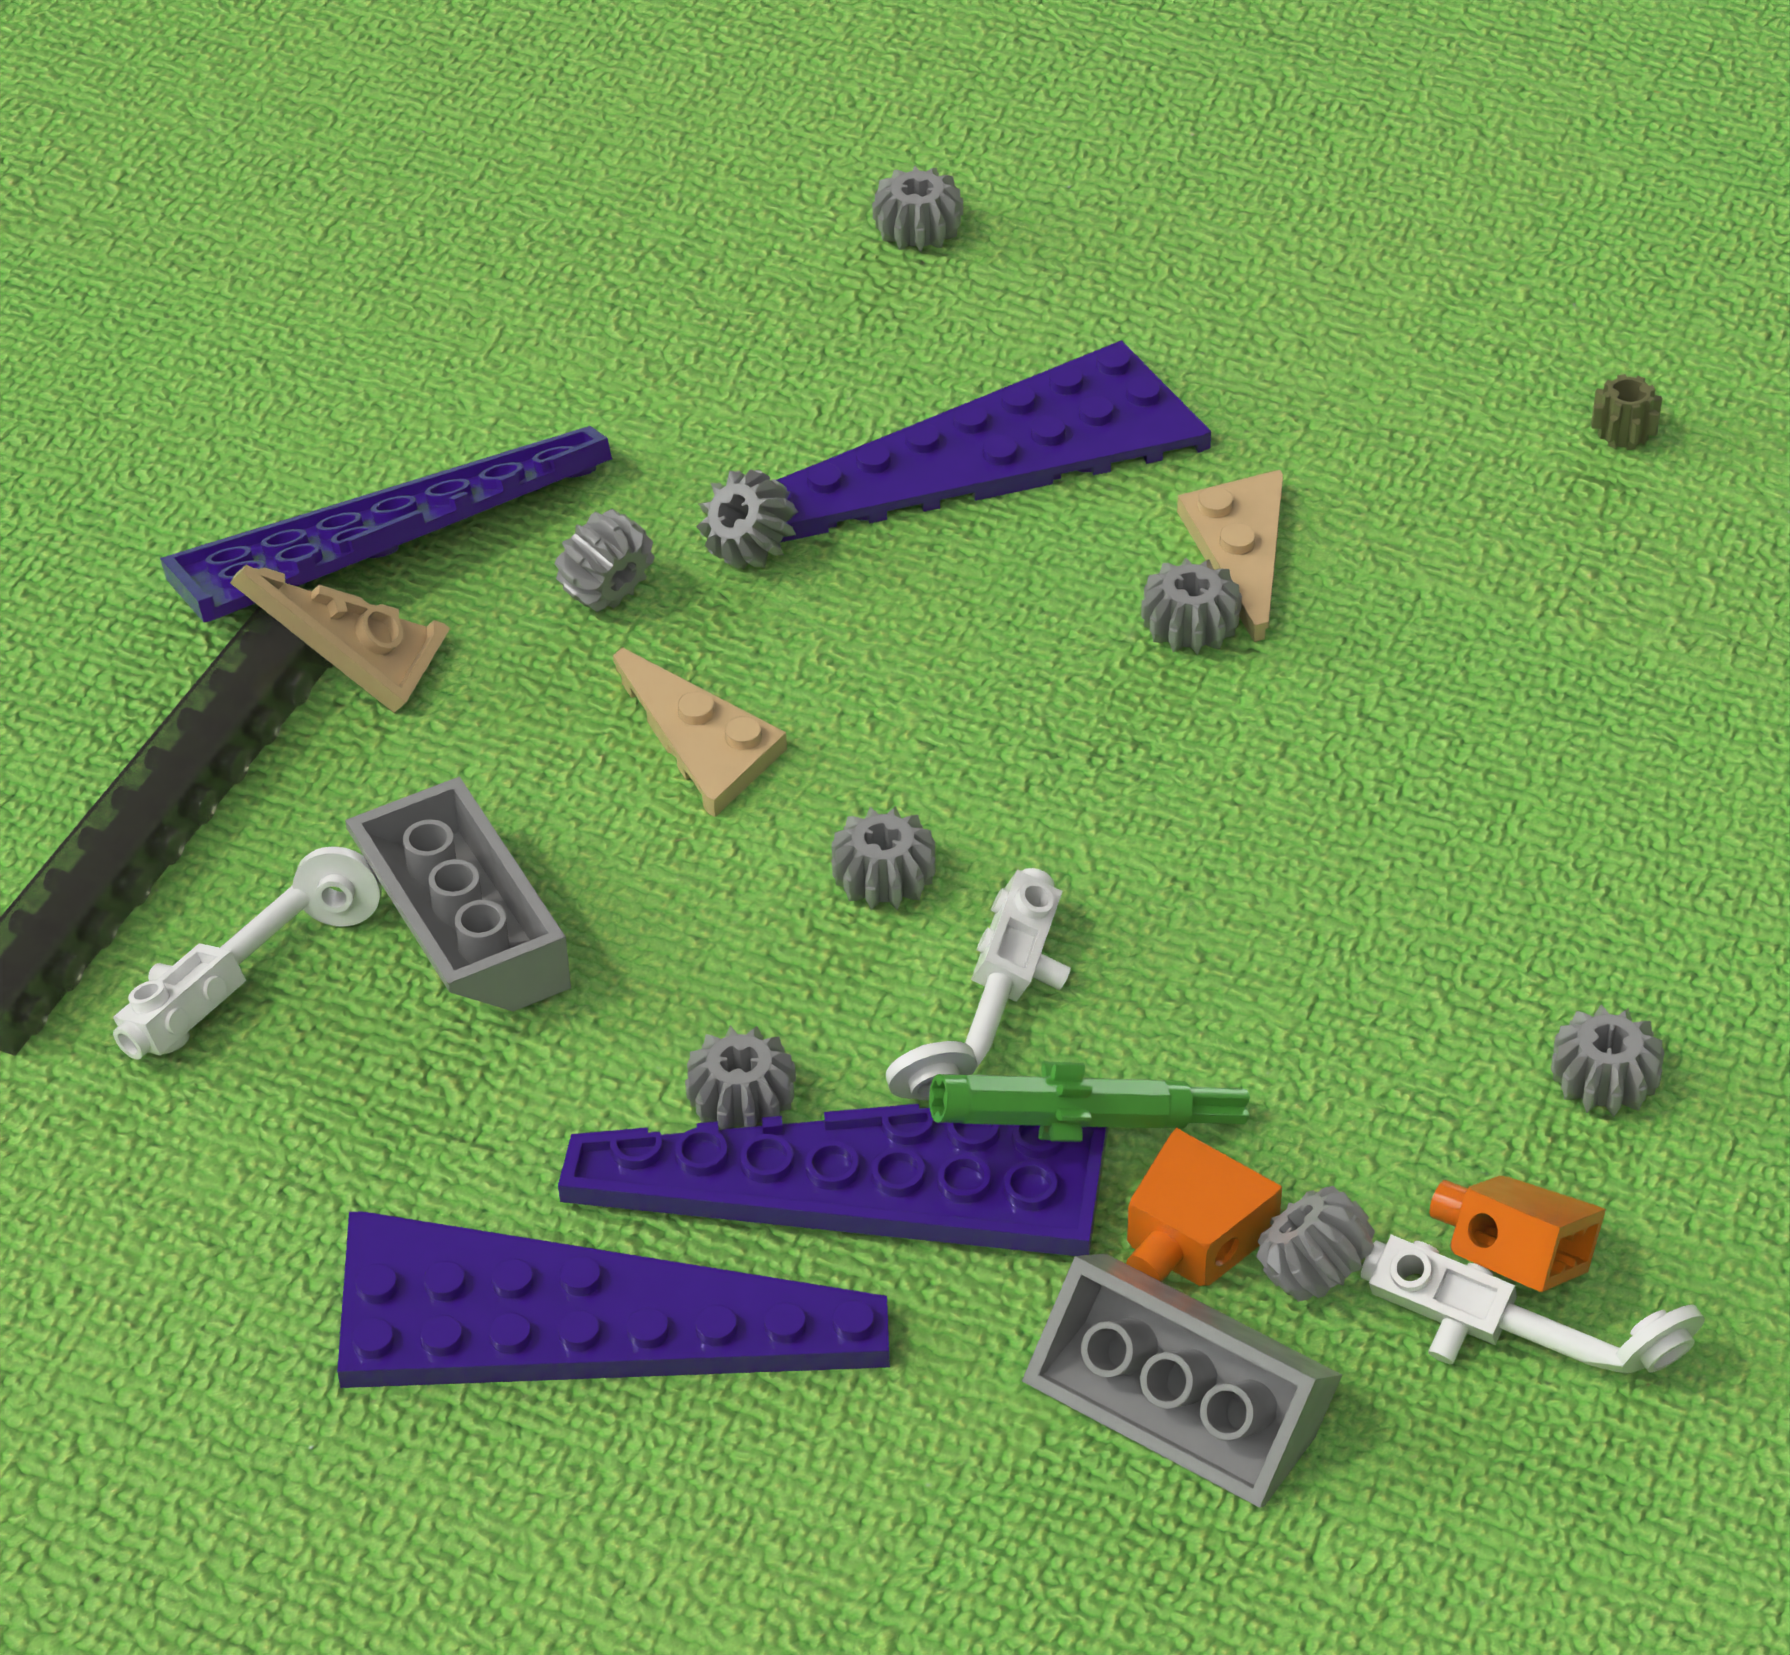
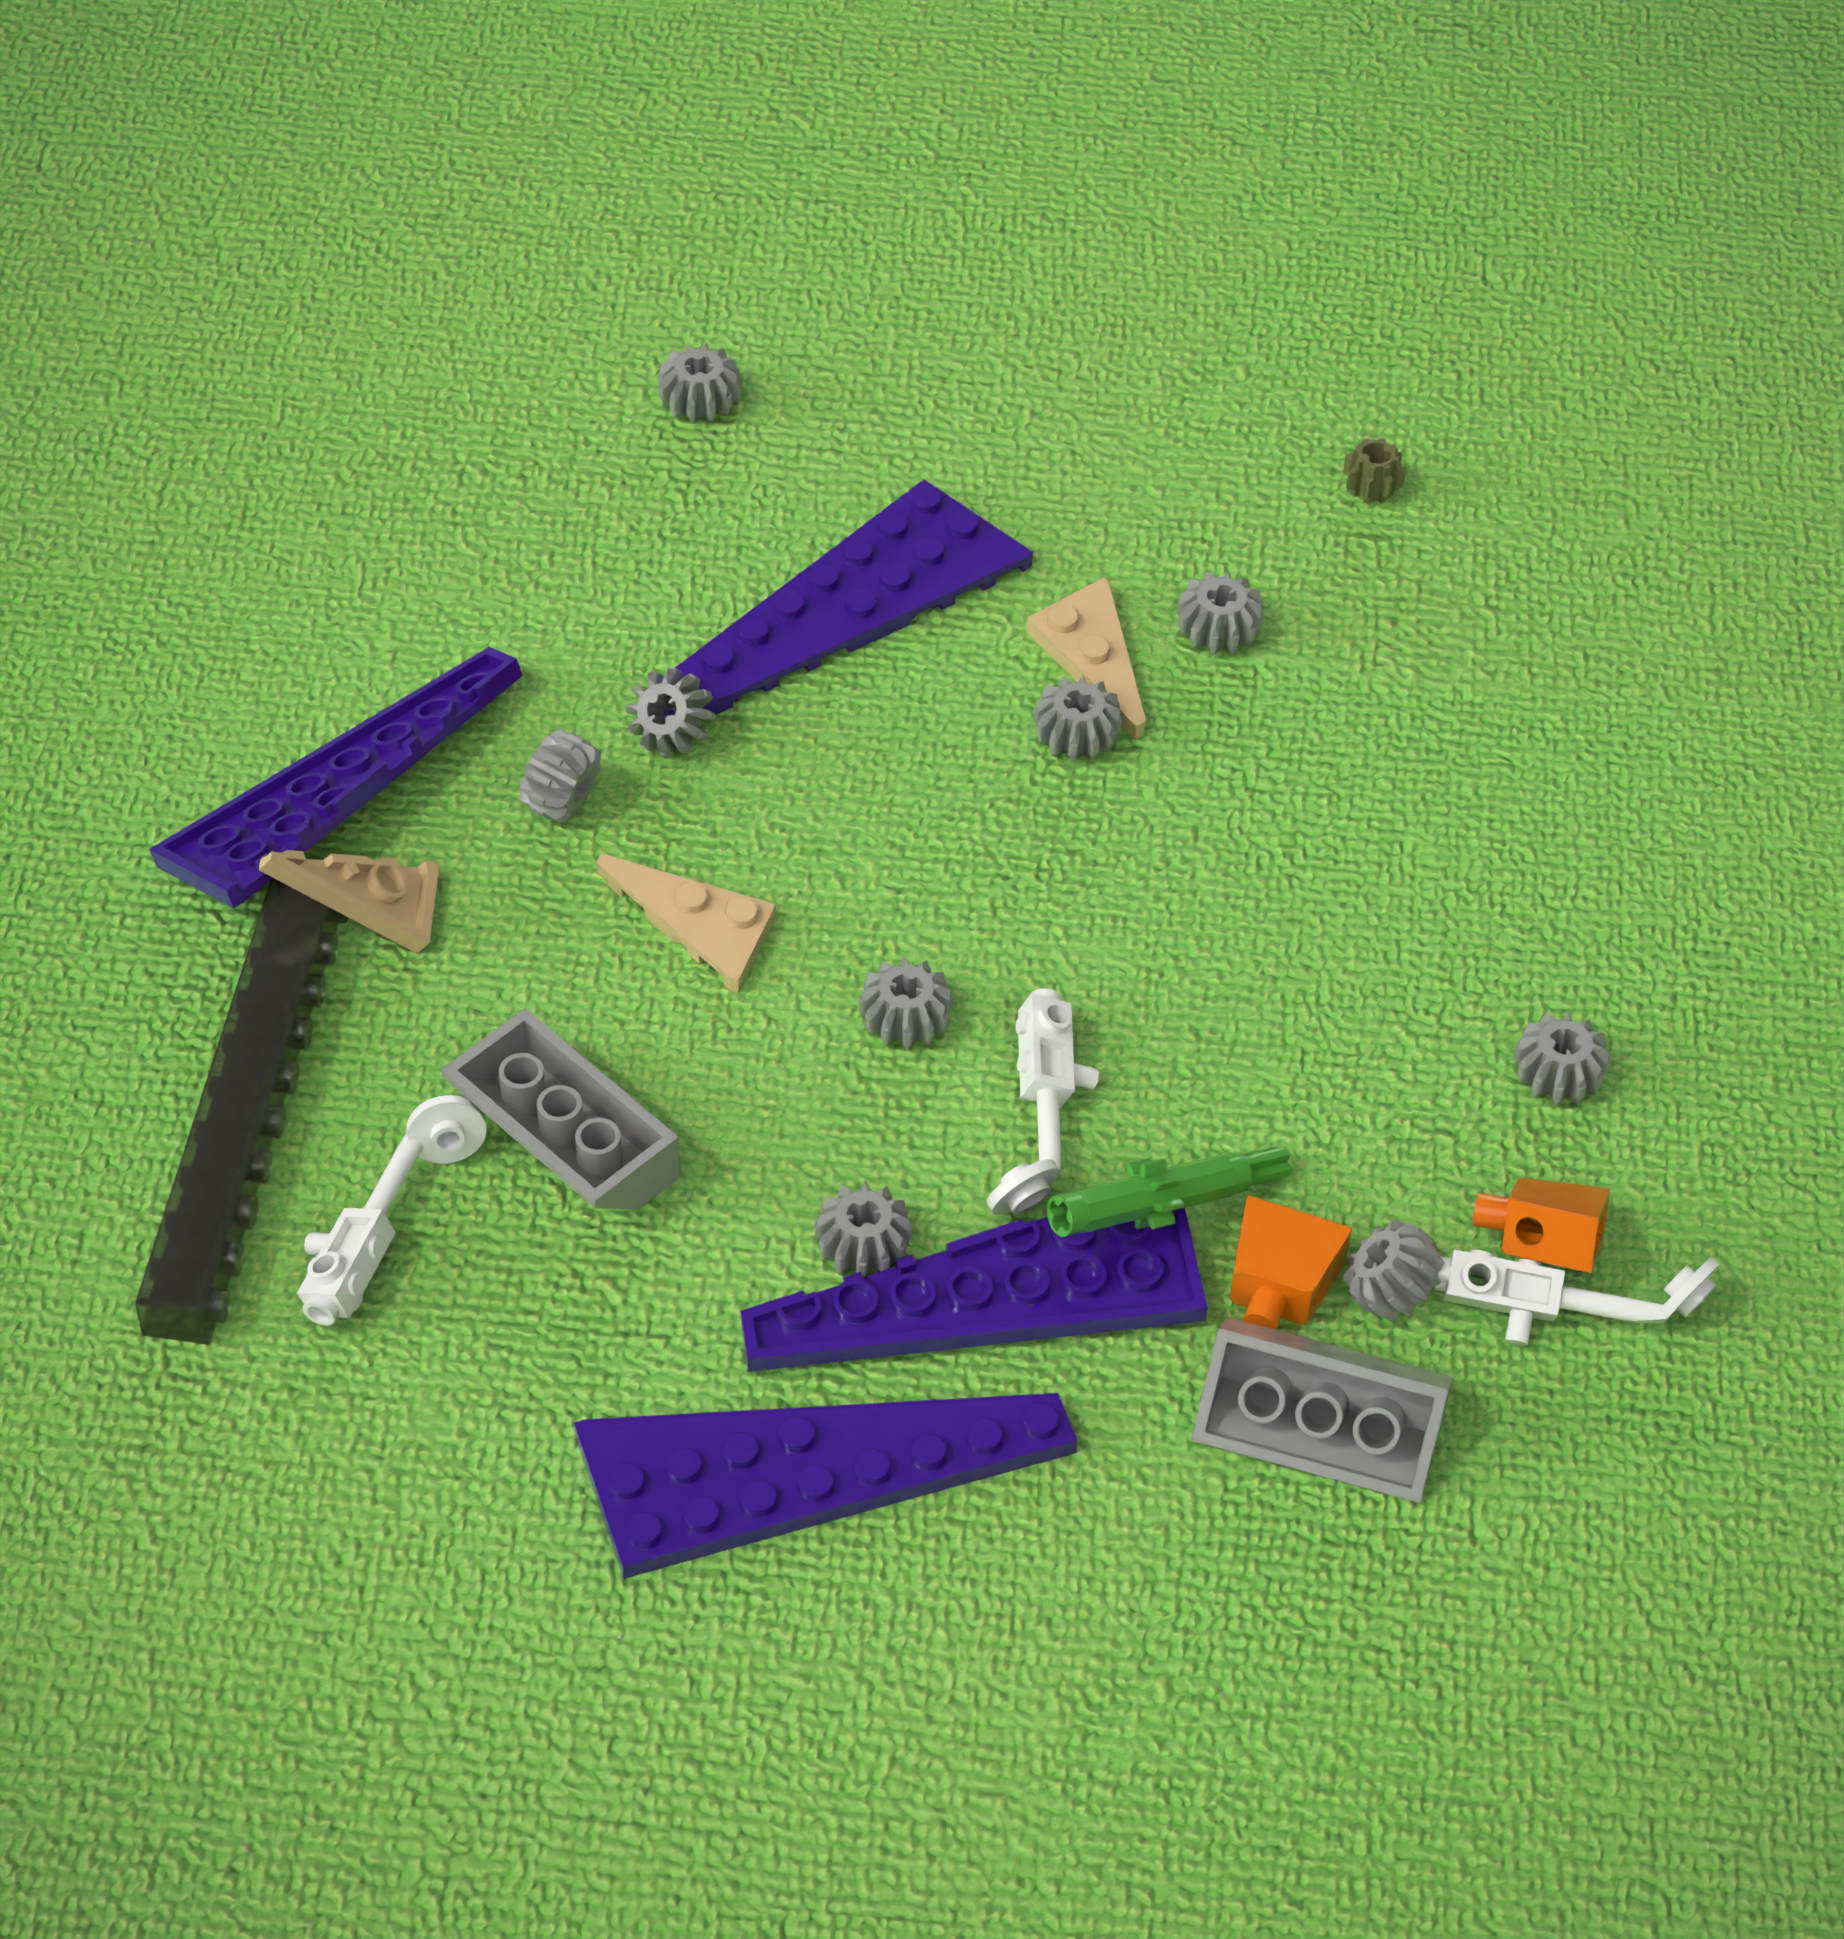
camera: 20 degrees left, 5 degrees up
(1394, 526) = (1220, 613): none -> light grey gear

